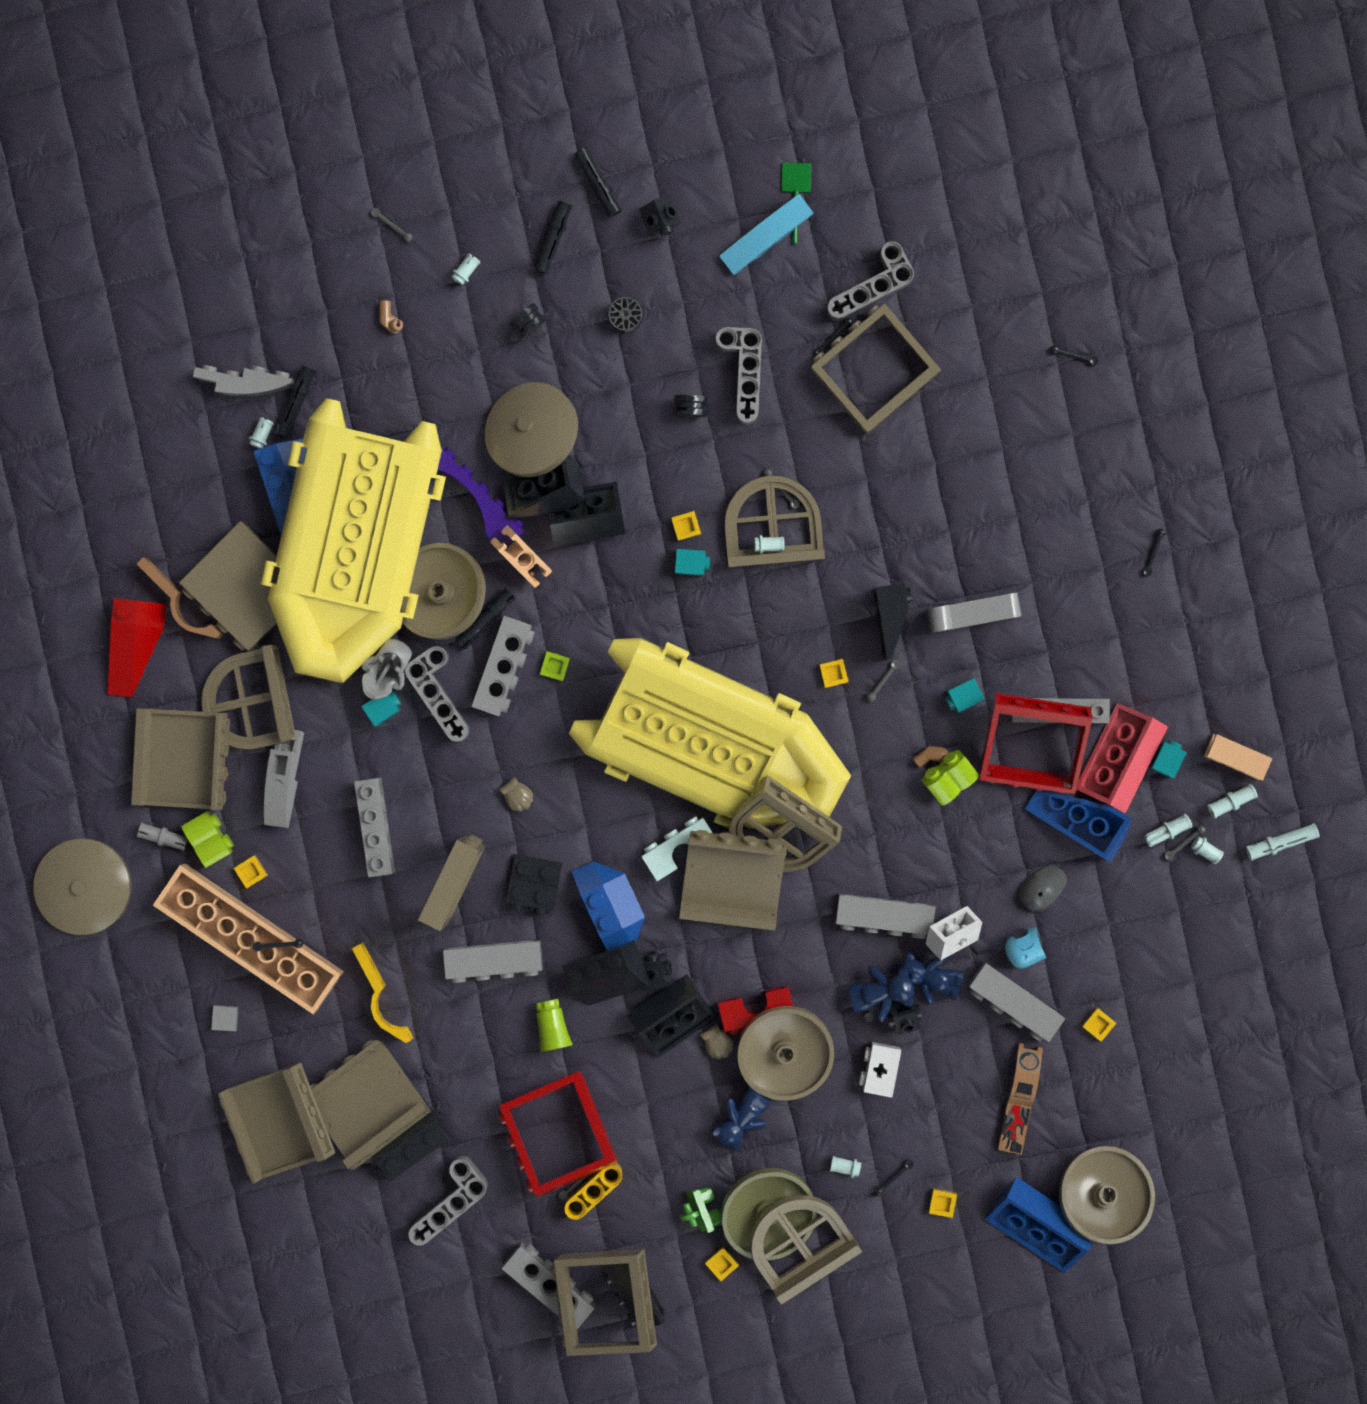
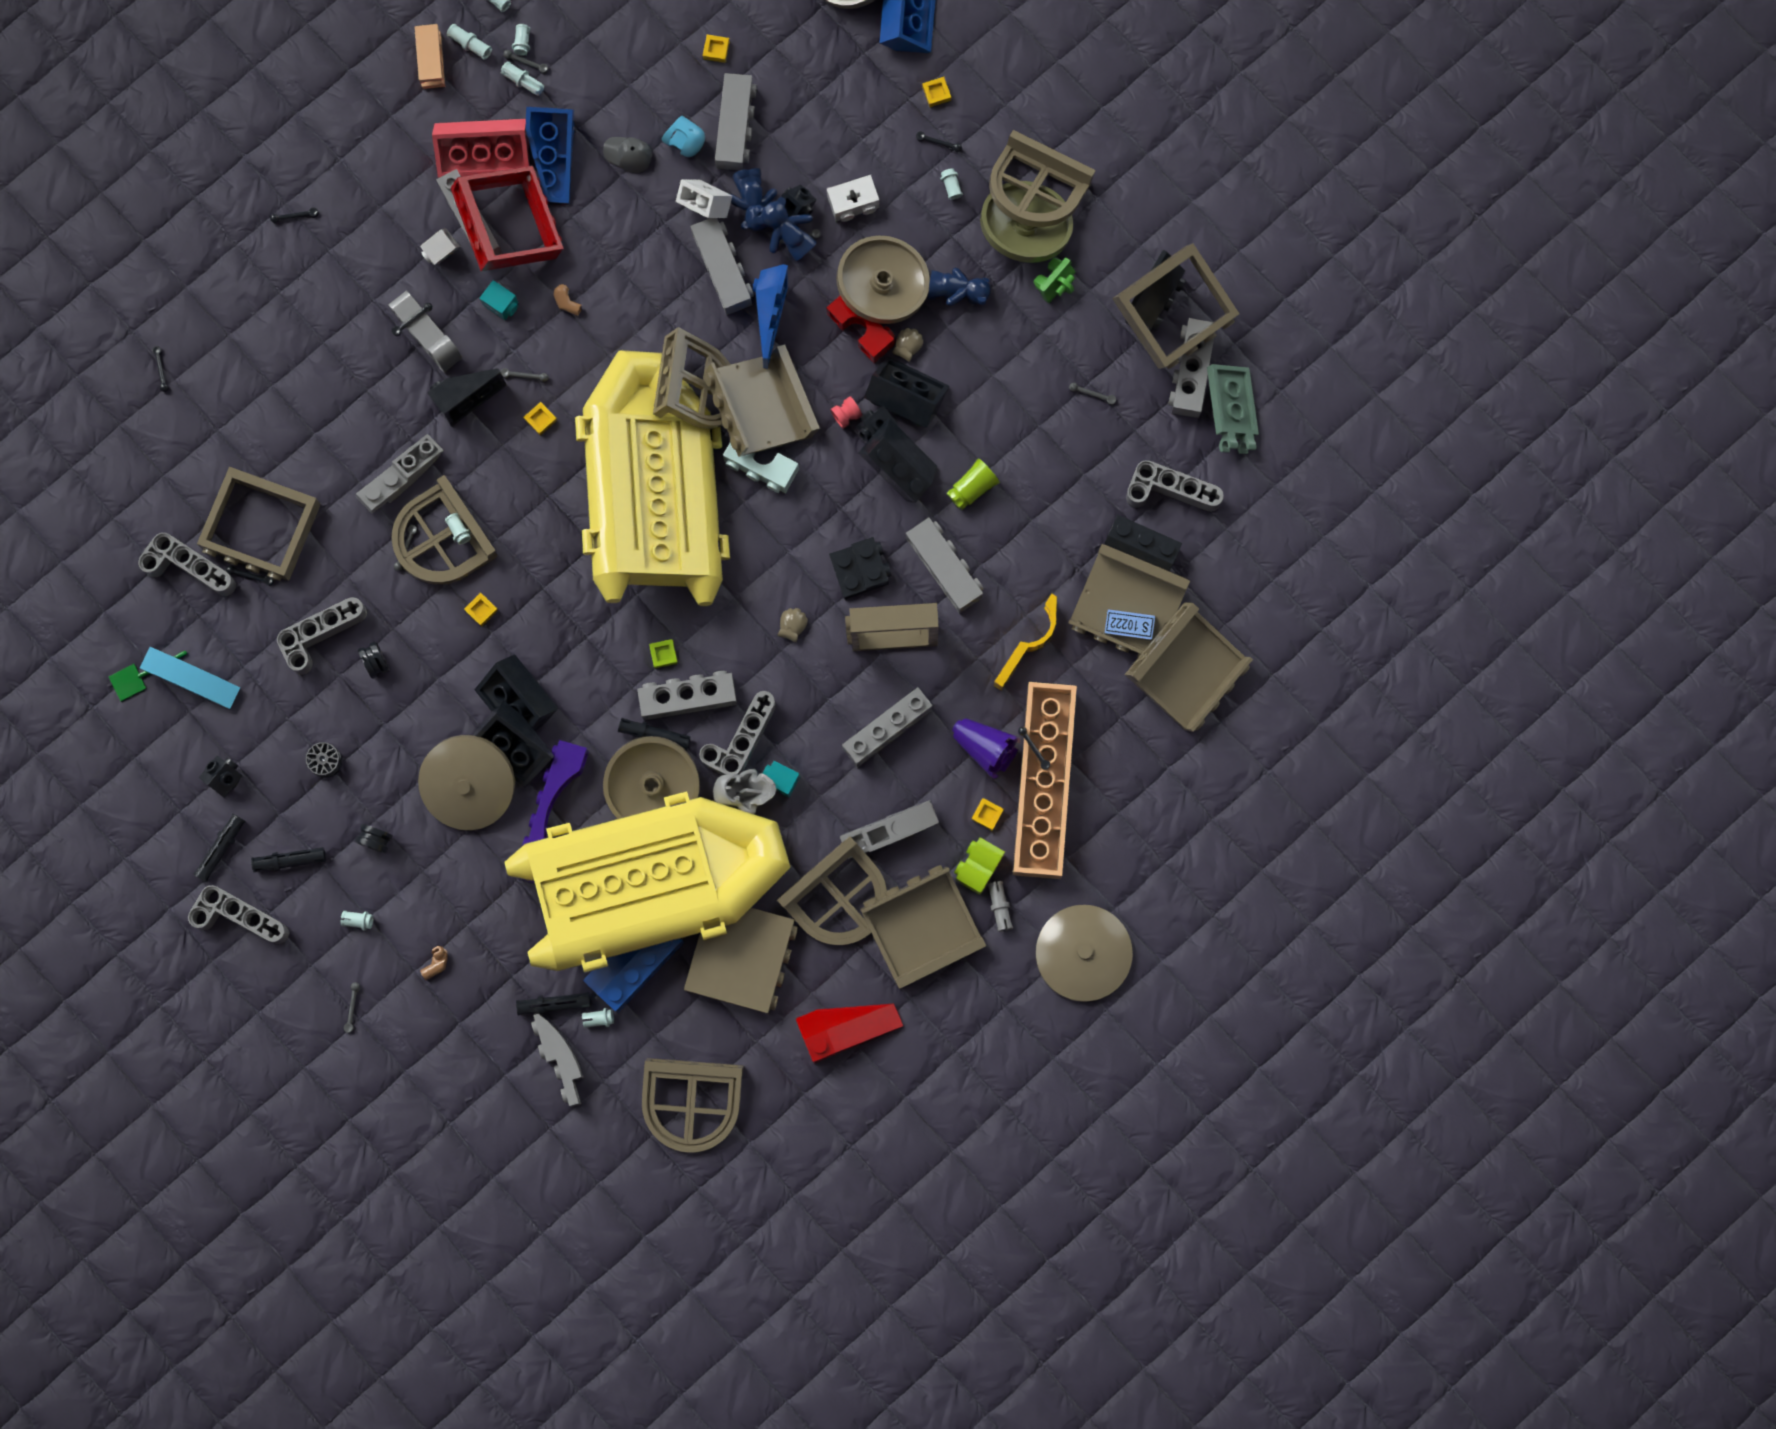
camera: 120 degrees left, 10 degrees down
(166, 491) = (692, 1072): none -> dark tan window
(175, 595) = (781, 1014): medium nougat piece -> none
(225, 1018) = (1126, 766): light grey tile -> none
(310, 904) = (986, 745): none -> dark purple cone
(346, 1093) = (1129, 624): none -> light blue tile
(490, 1300) = (1233, 407): none -> sand green tile
(517, 549) = (581, 729): light nougat piece -> none
(528, 178) = (243, 917): none -> light grey beam
(588, 1201) = (1084, 366): yellow beam -> none
(595, 1121) = (1030, 404): red window -> none
(609, 903) = (841, 495): blue wedge -> none
(683, 953) = (848, 411): none -> coral wheel
(691, 562) = (509, 586): teal brick -> none
(721, 1263) = (1091, 240): yellow tile -> none
(825, 939) = (770, 299): none -> blue wedge
(850, 519) = (400, 475): none -> light grey slope
(950, 777) = (575, 274): lime brick -> none
(985, 587) = (396, 331): none -> black hinge
(1020, 1099) = (811, 74): piece -> none
(1045, 668) = (439, 247): none -> white brick
(1168, 758) = (462, 108): teal brick -> none

